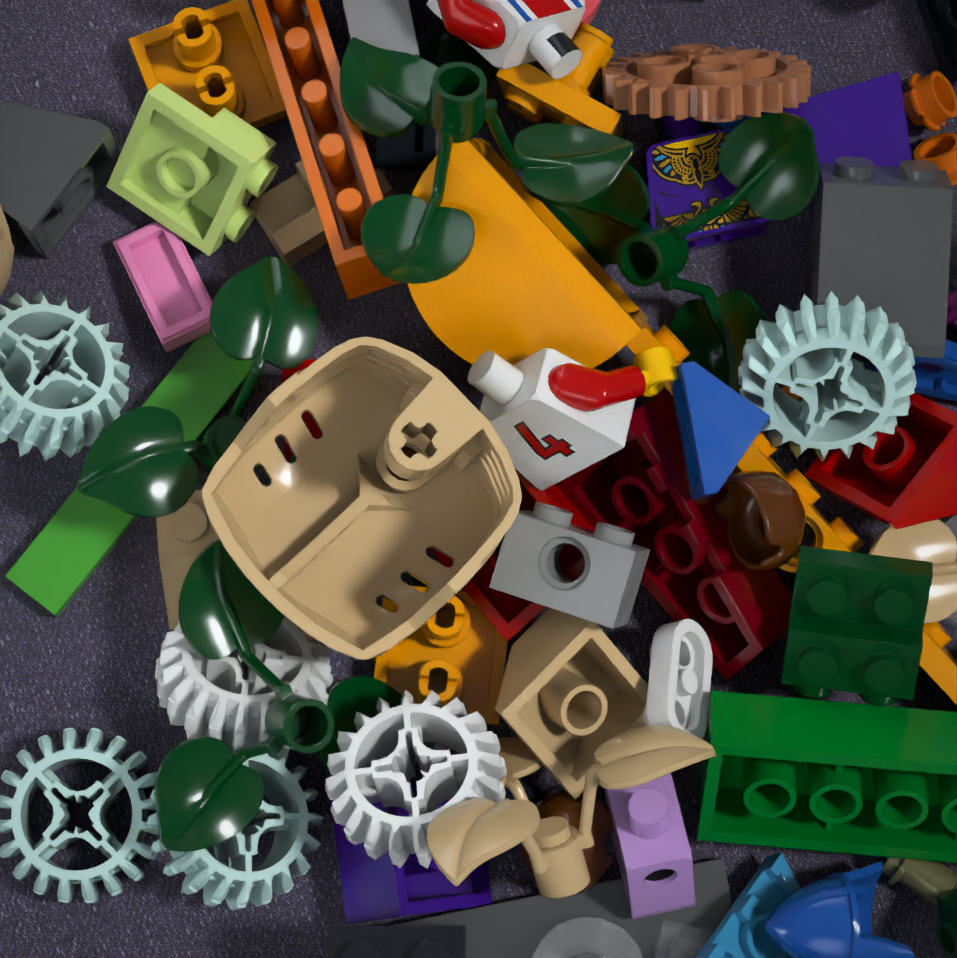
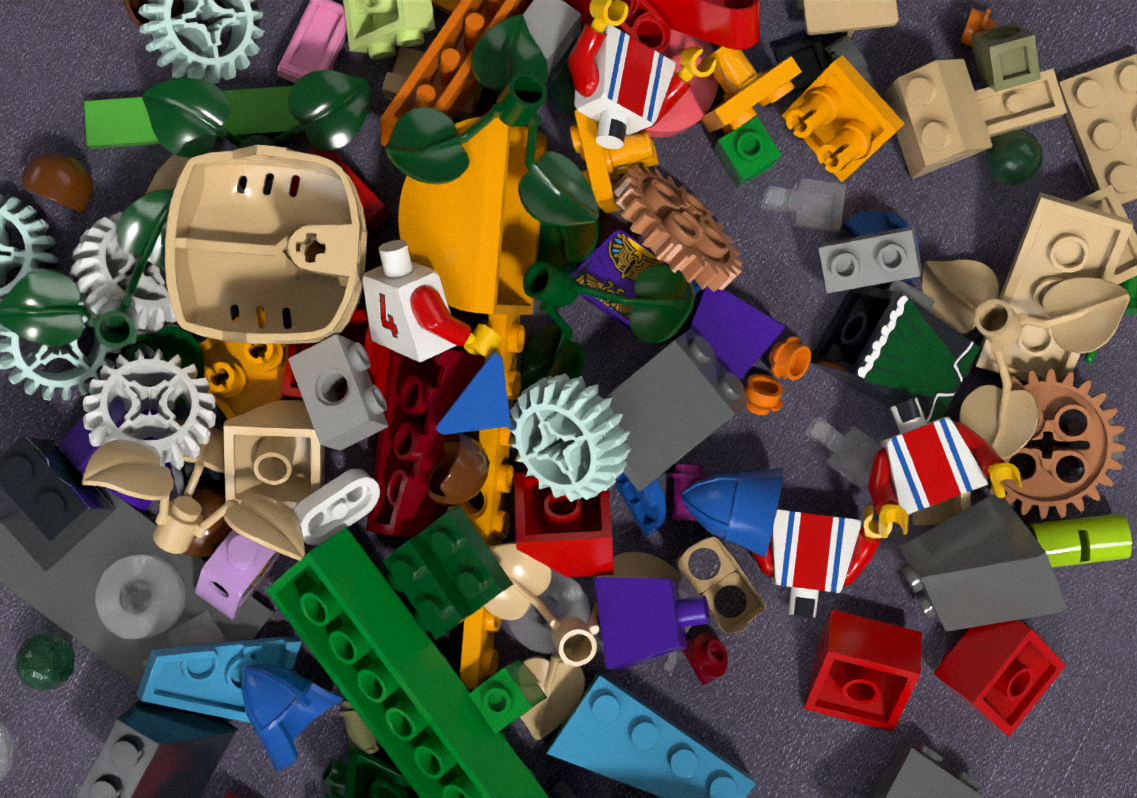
camera: 50 degrees right, 5 degrees up
(66, 670) = (59, 179): none -> reddish brown hair

